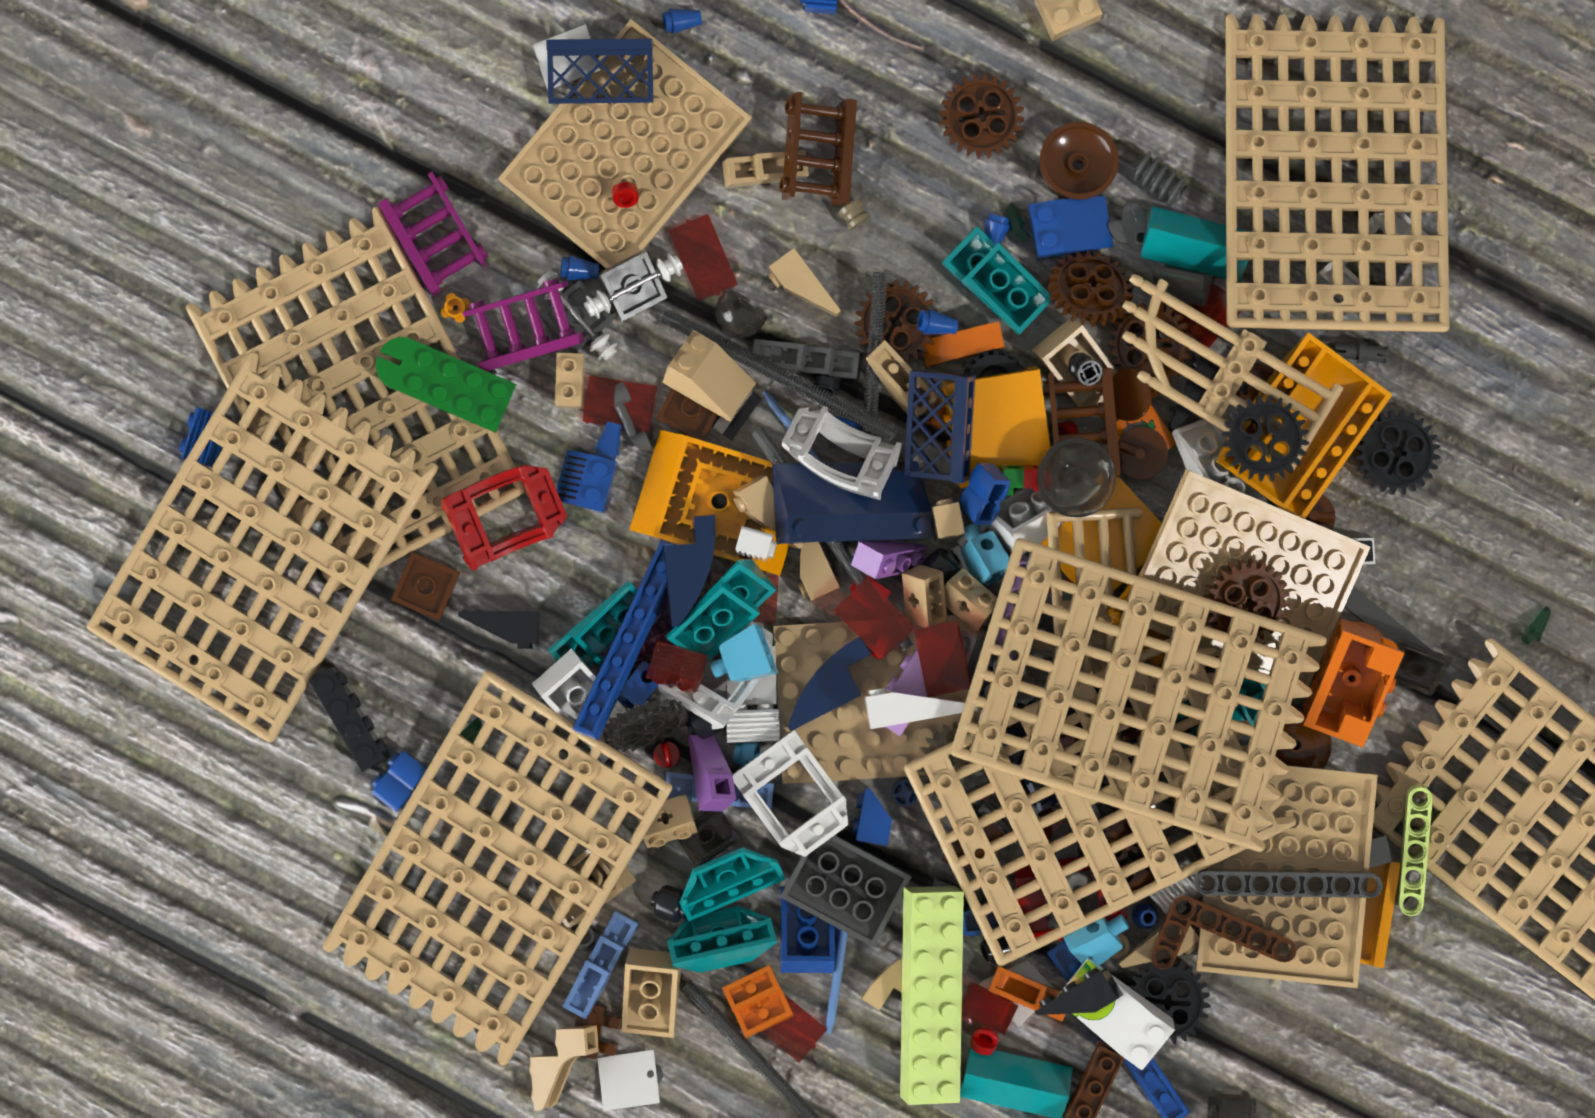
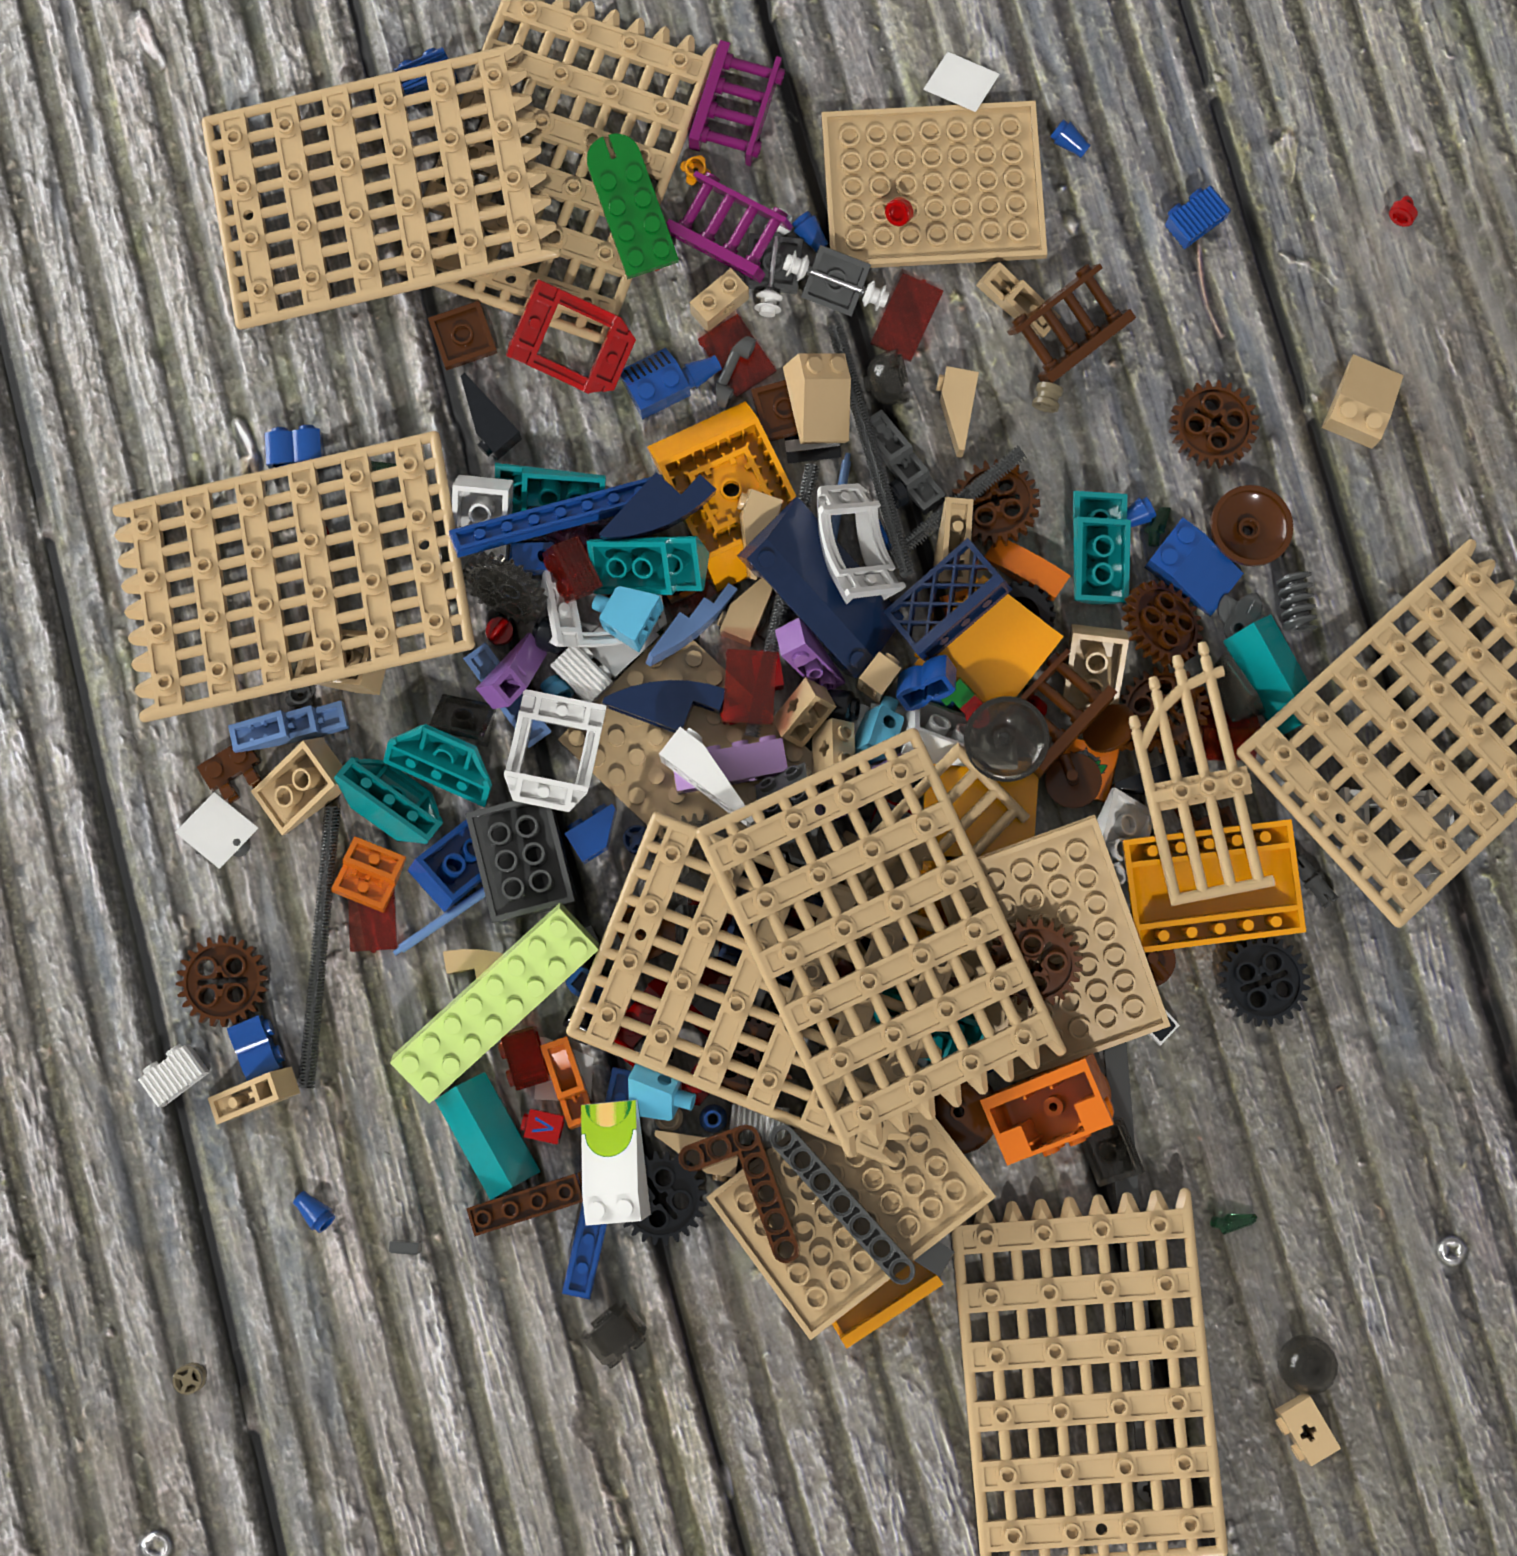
camera: 45 degrees right, 5 degrees down
(348, 718) = (307, 368): black brick -> none
(551, 1070) = (170, 764): tan arch -> none
(594, 48) = (992, 93): dark blue fence -> none
(667, 903) = (380, 732): black head -> none
(680, 826) = (447, 677): tan brick -> none
(755, 544) = (721, 539): white brick -> none
(789, 624) = (686, 629): none -> medium blue slope
(936, 323) = (1023, 527): blue cone -> none
(942, 658) = (767, 764): clear red piece -> none
(984, 1041) = (496, 1079): red tile -> none
(1044, 1037) = (543, 1126): none -> red brick
(1083, 363) = (1095, 668): black wheel -> none
(1087, 997) = (606, 1126): black slope -> none
(1289, 435) = (1197, 873): black gear -> none
(1416, 862) = (954, 1295): yellowish green beam -> none

